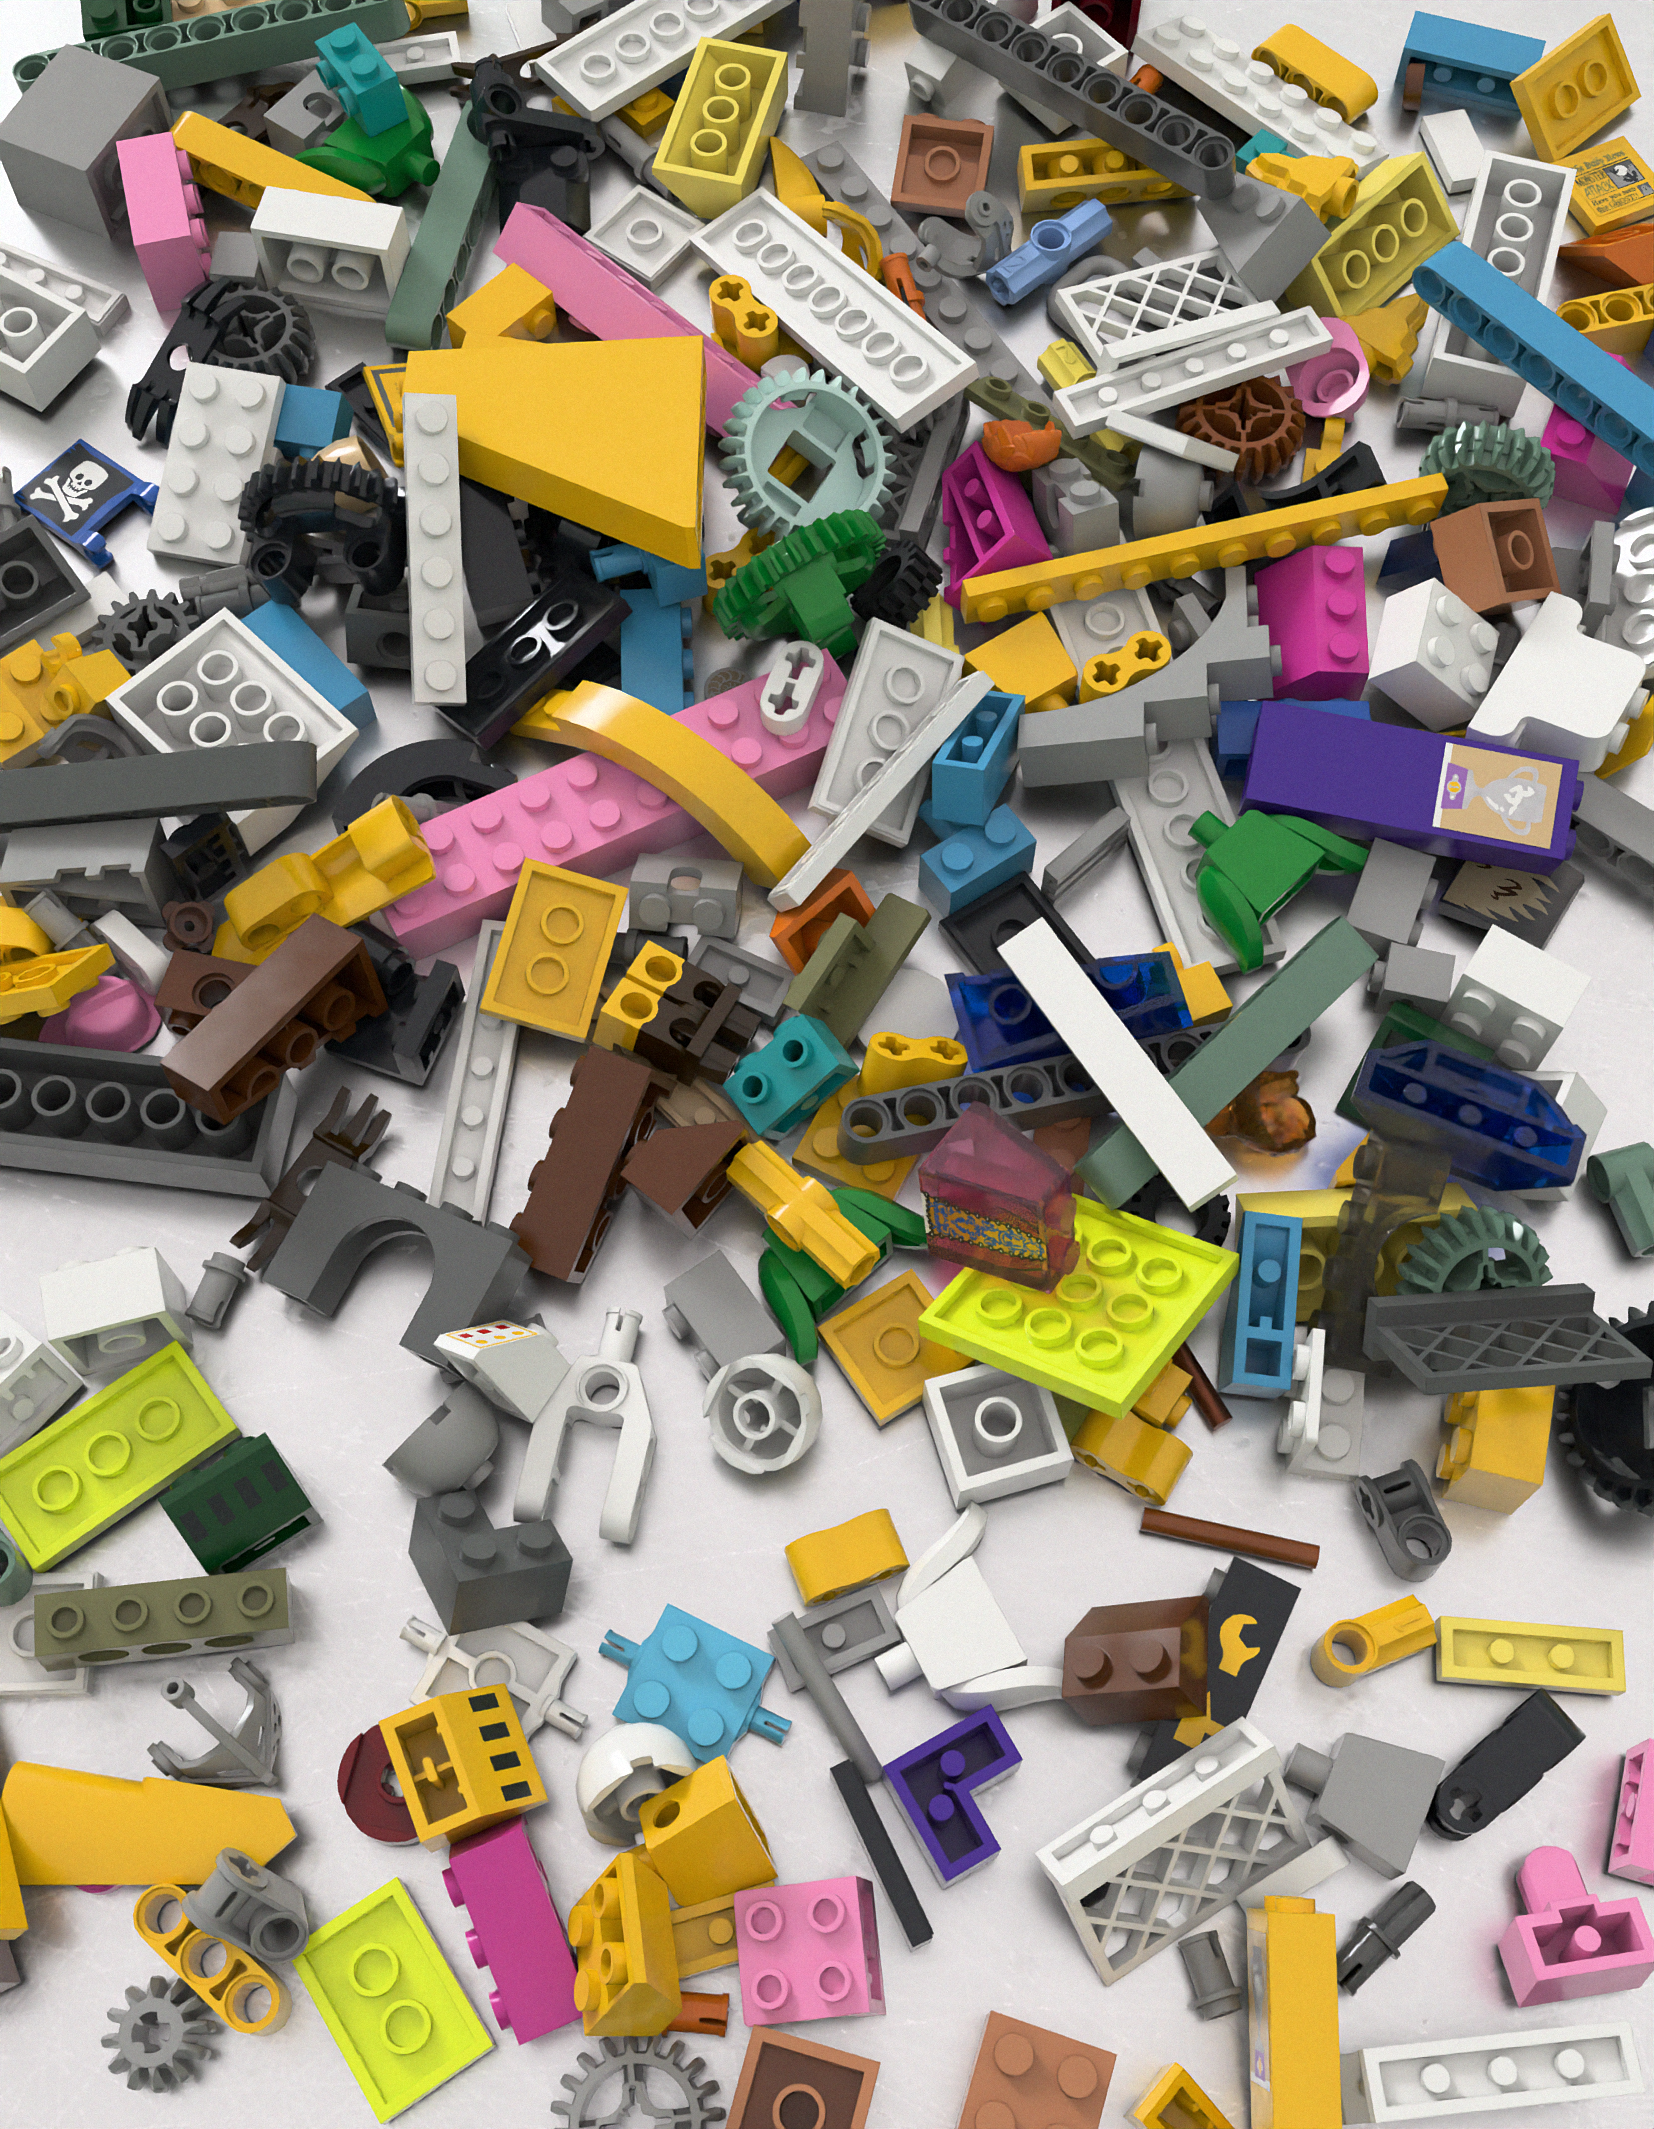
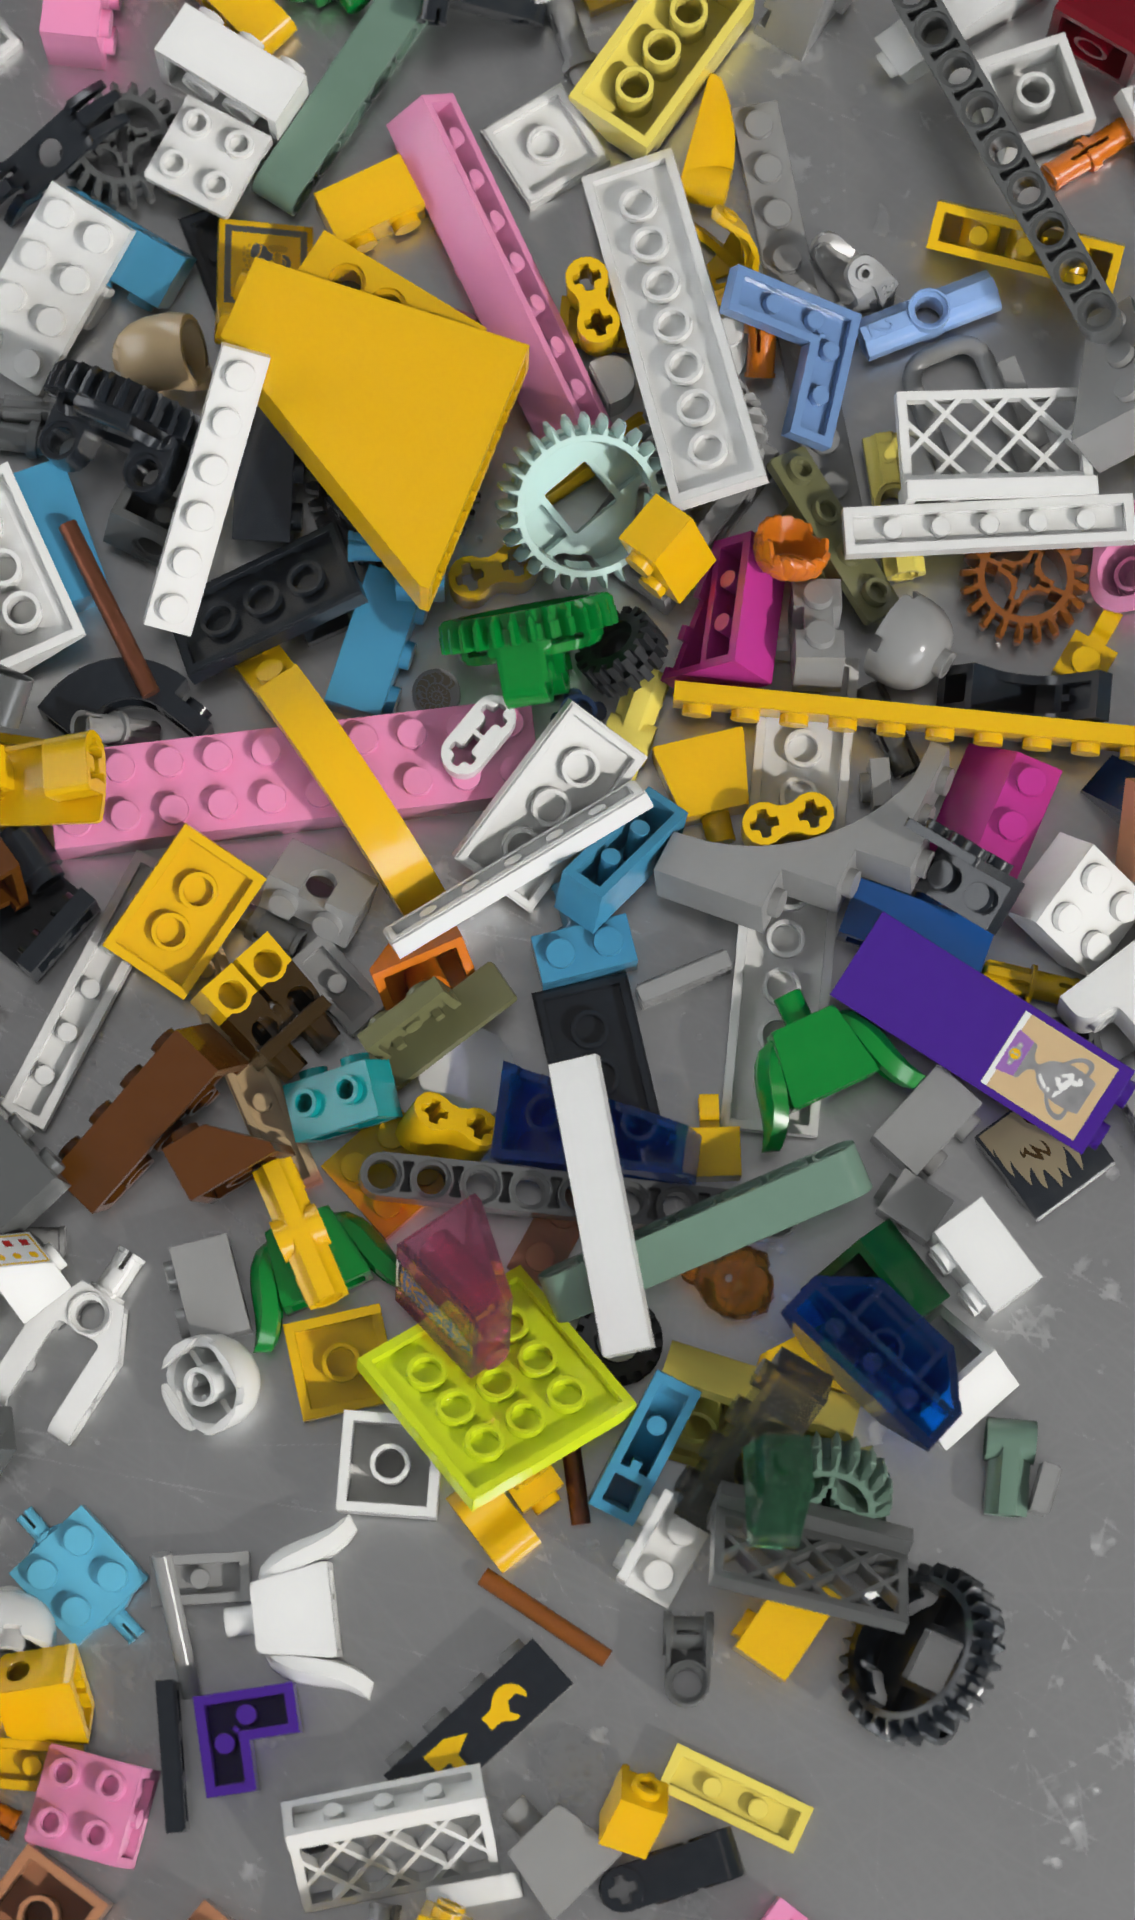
camera: 20 degrees right, 15 degrees up
(238, 260) = (134, 54): light grey brick -> none
(334, 315) = (208, 157): none -> white bracket
(375, 705) = (109, 609): none -> copper bar
(549, 179) = (469, 59): black slope -> none
(846, 1557) = (234, 1520): yellow axle -> none
(906, 466) = (666, 550): none -> yellow brick
(941, 164) = (864, 175): nougat plate -> none
(952, 271) = (827, 348): none -> medium blue plate
(1139, 1662) = (422, 1688): reddish brown slope -> none
(1171, 441) = (932, 598): white tile -> none
(1325, 643) = (967, 877): none -> black bracket
(1375, 1639) = (623, 1741): yellow piece -> none
(1436, 1707) = (633, 1812): none -> yellow brick
(1441, 1271) = (777, 1489): none -> clear green slope

